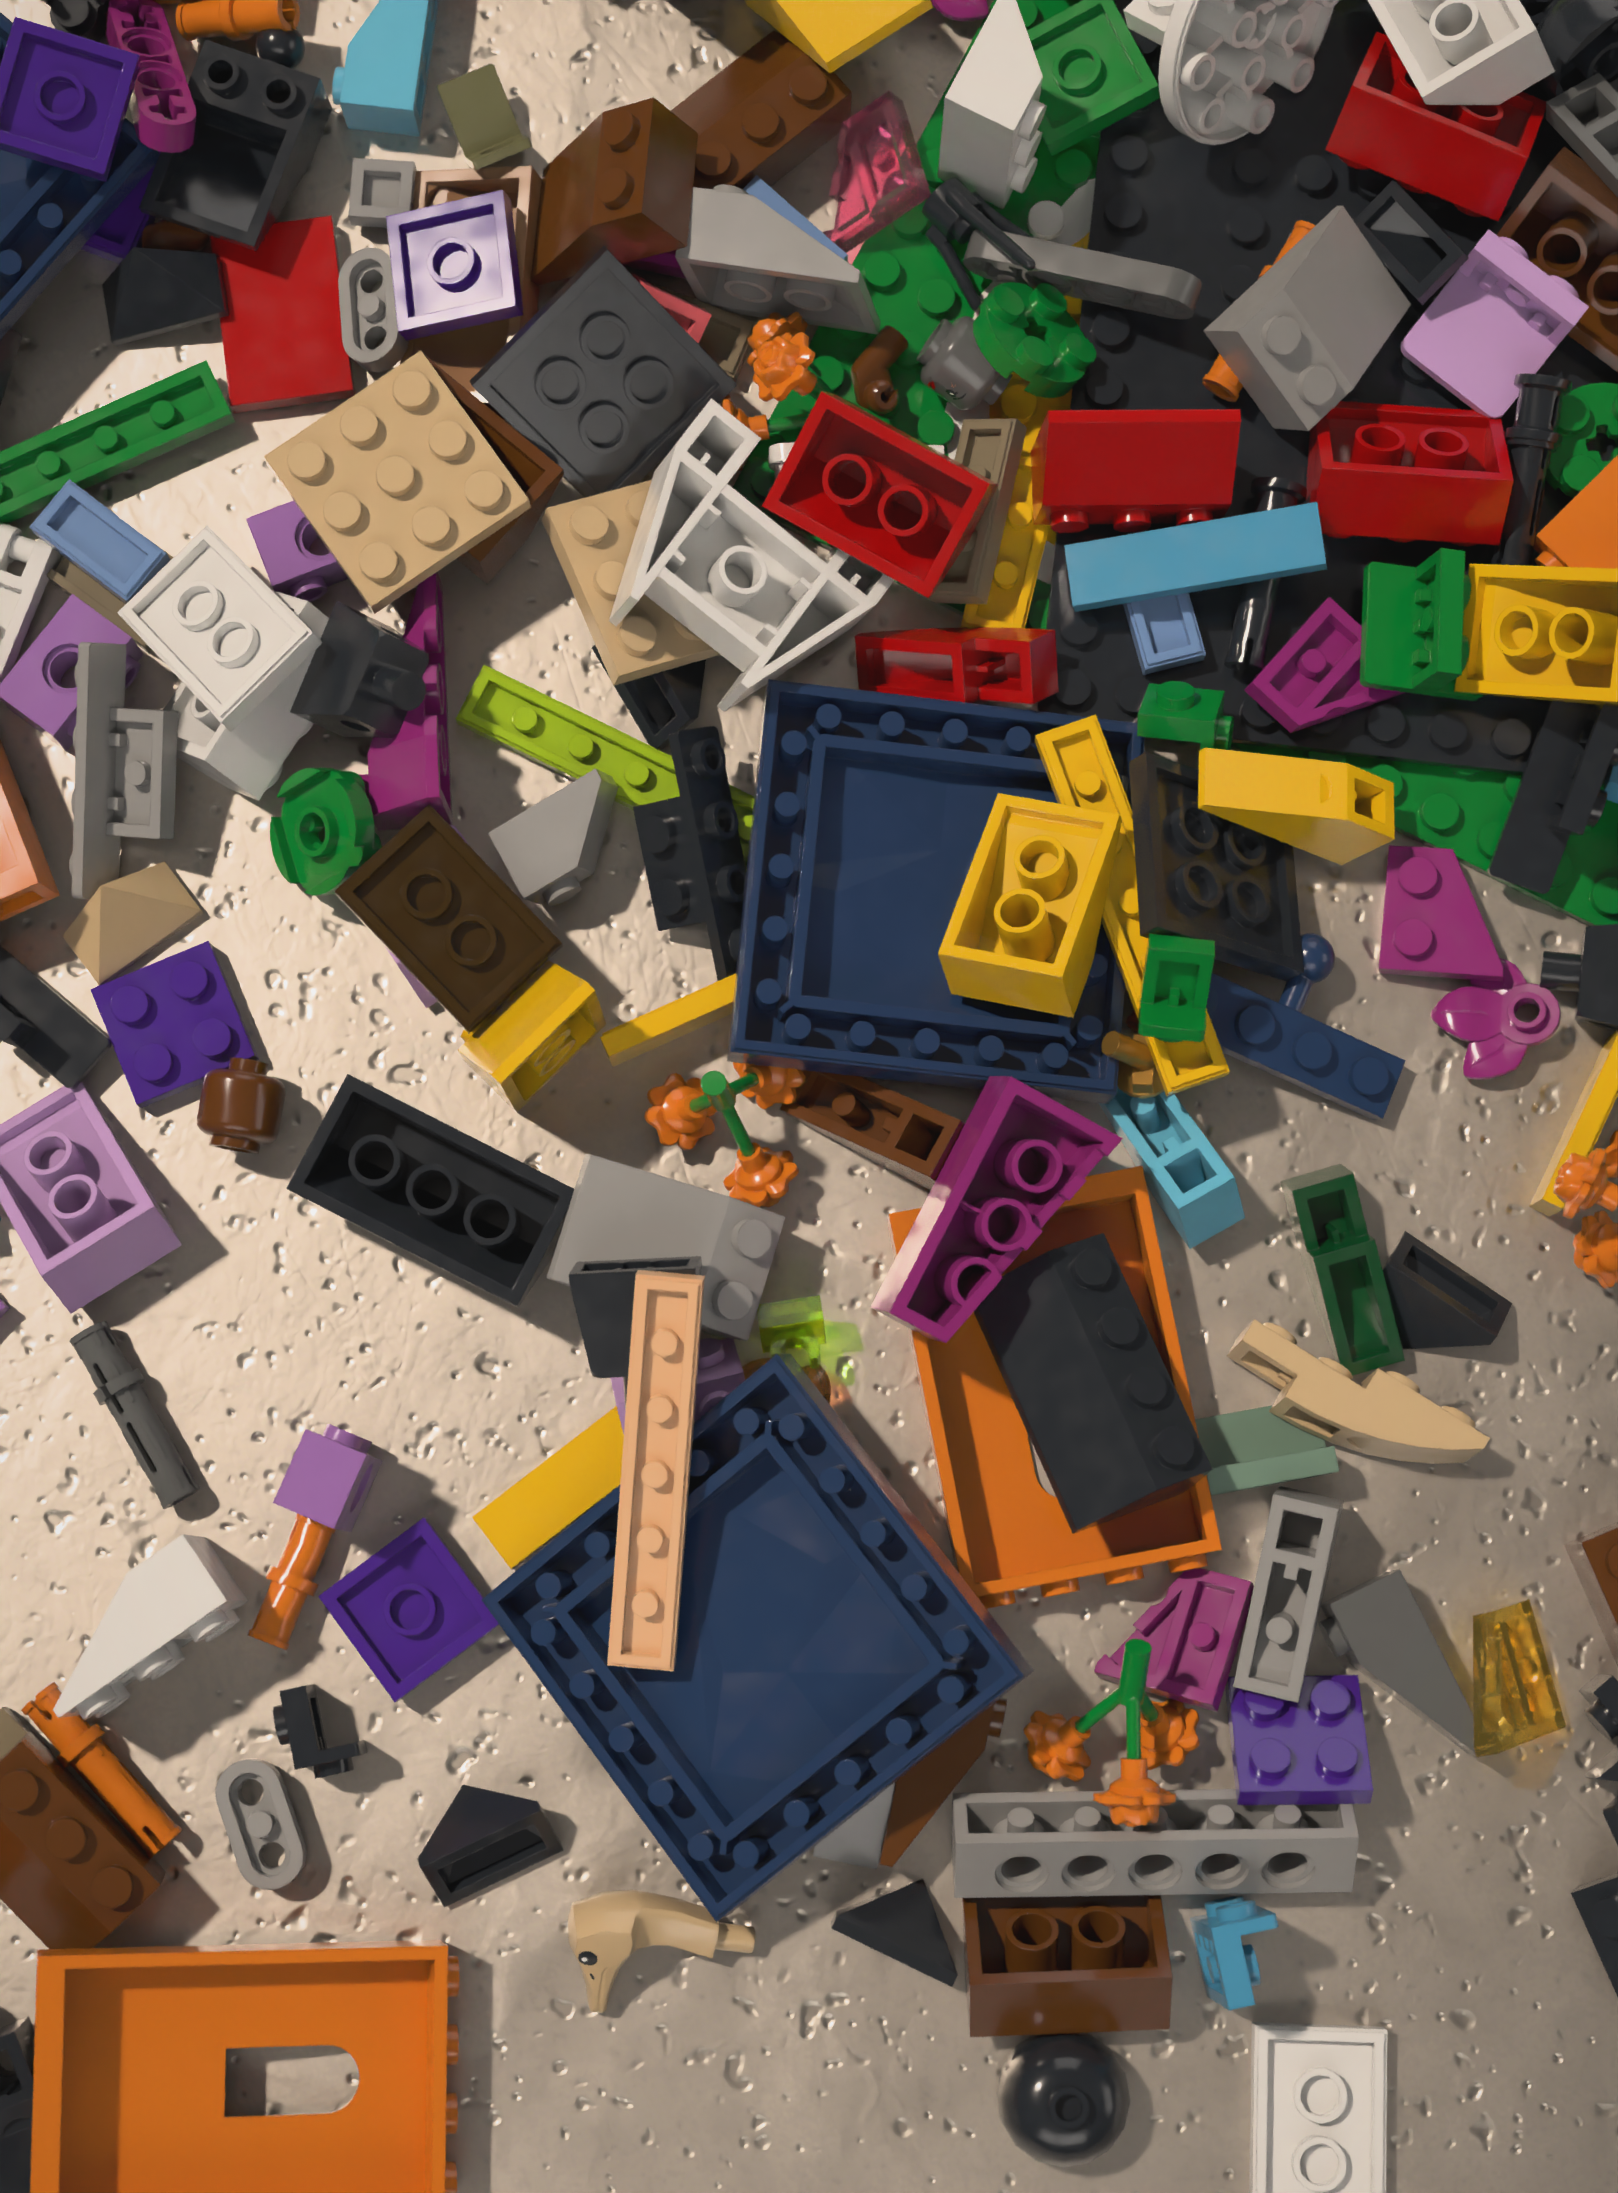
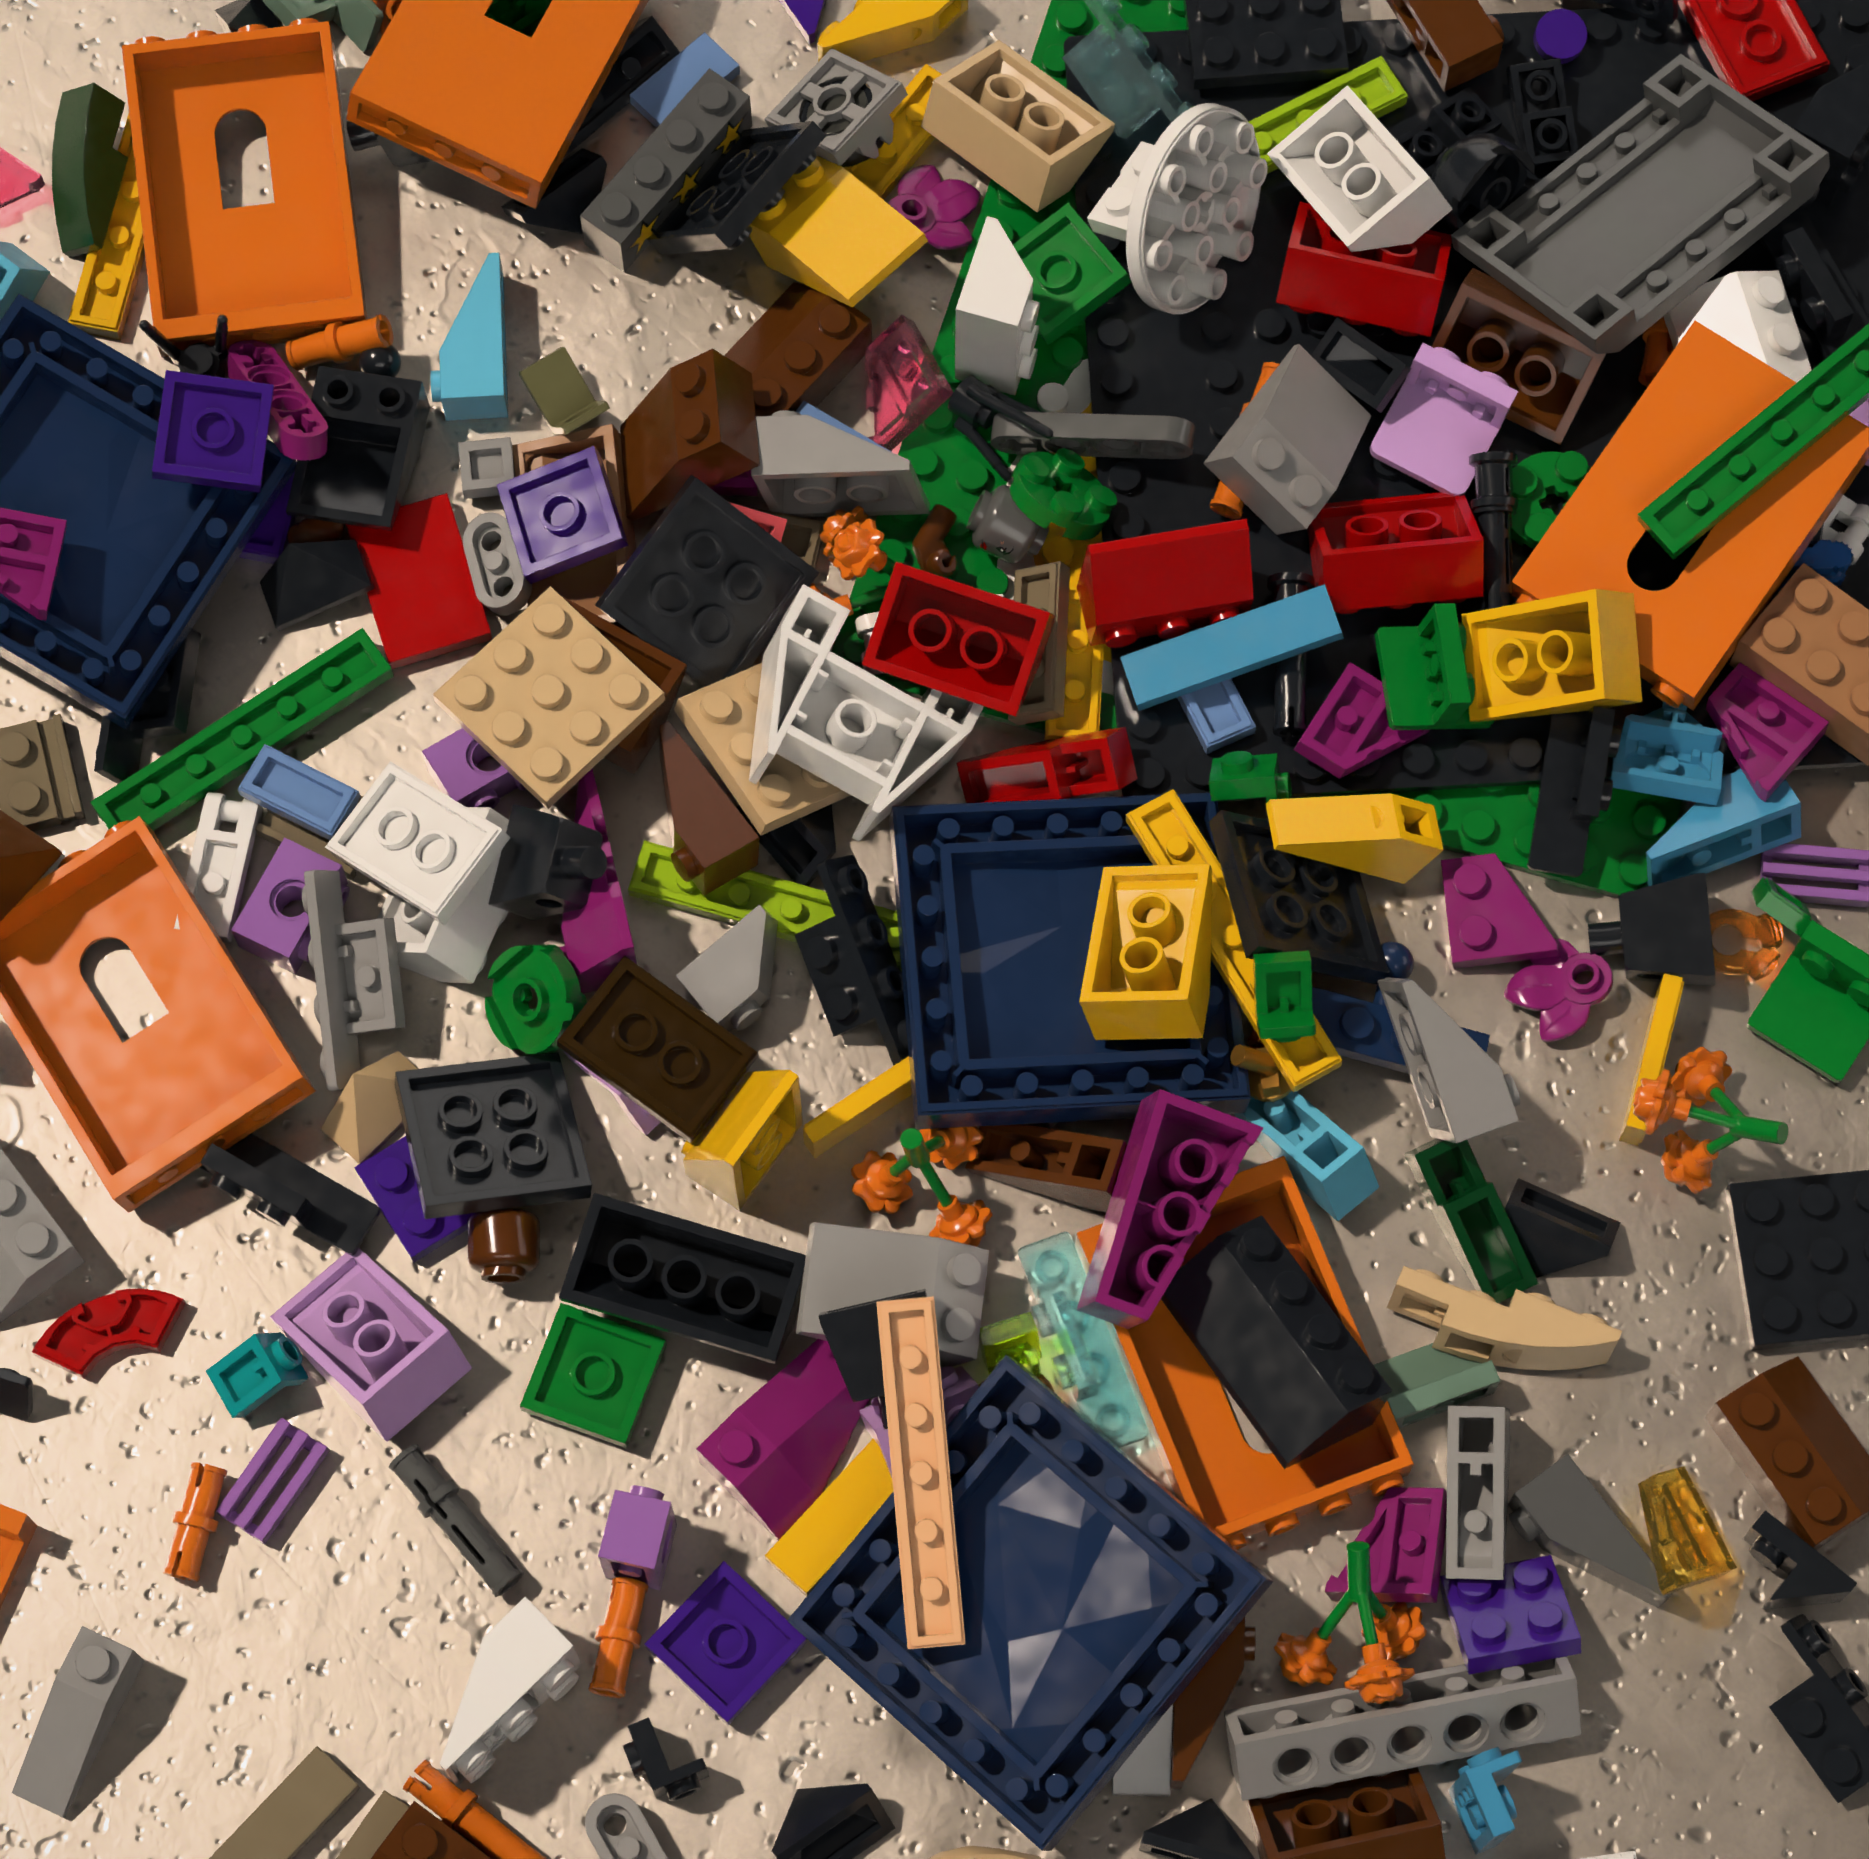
camera: 10 degrees left, 10 degrees down
(247, 984) = (492, 1135): none -> black plate
(316, 1277) = (593, 1375): none -> green plate
(514, 1393) = (785, 1440): none -> magenta wedge
(554, 667) = (706, 829): none -> reddish brown slope
(876, 1348) = (1082, 1342): none -> clear light blue bracket
(1354, 1120) = (1452, 1076): none -> light grey slope

